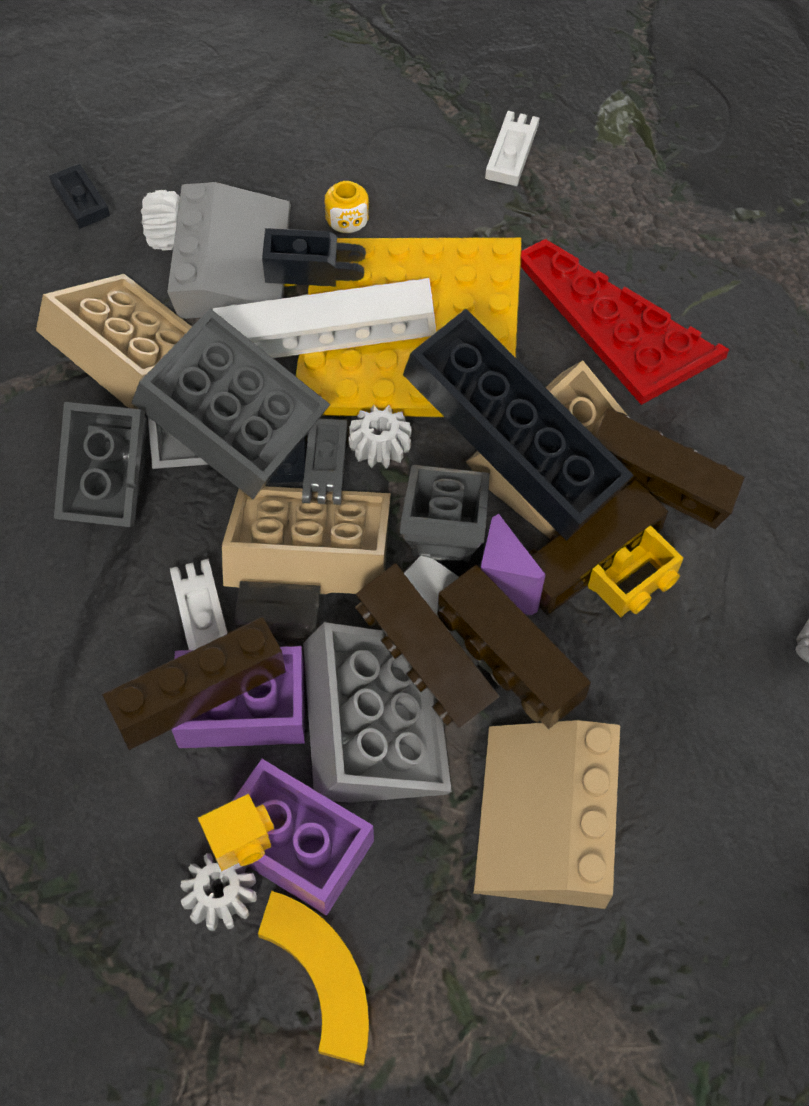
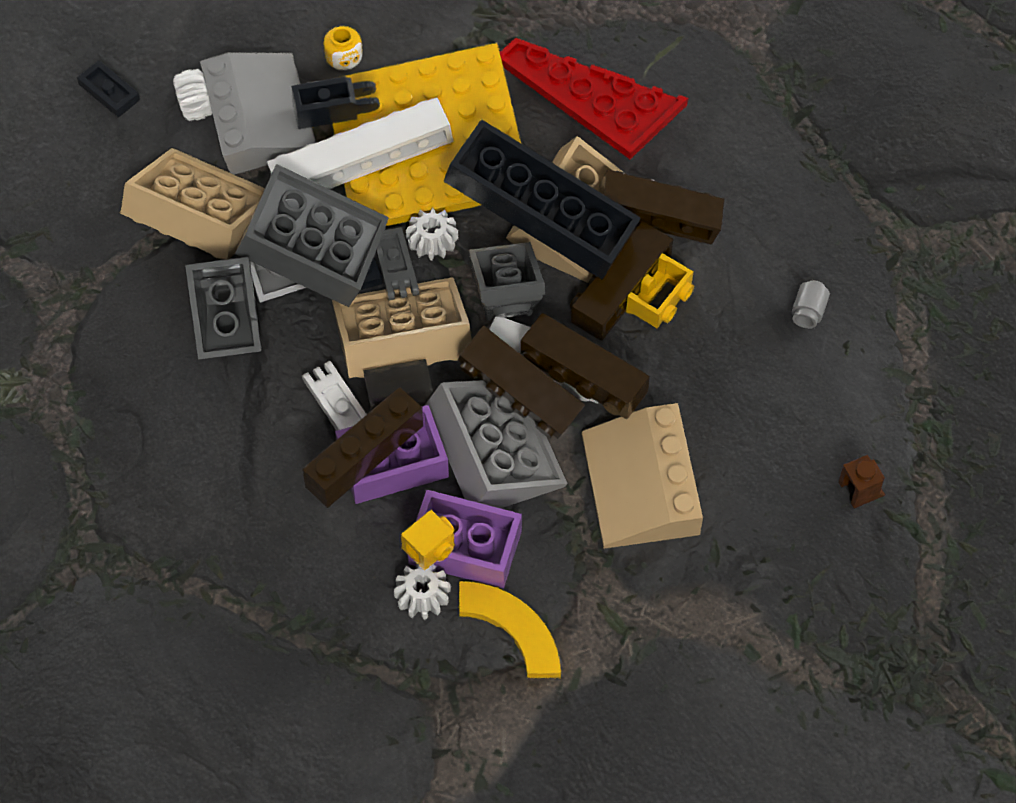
camera: 15 degrees left, 0 degrees up
(512, 567) = (568, 307): medium lavender slope -> none

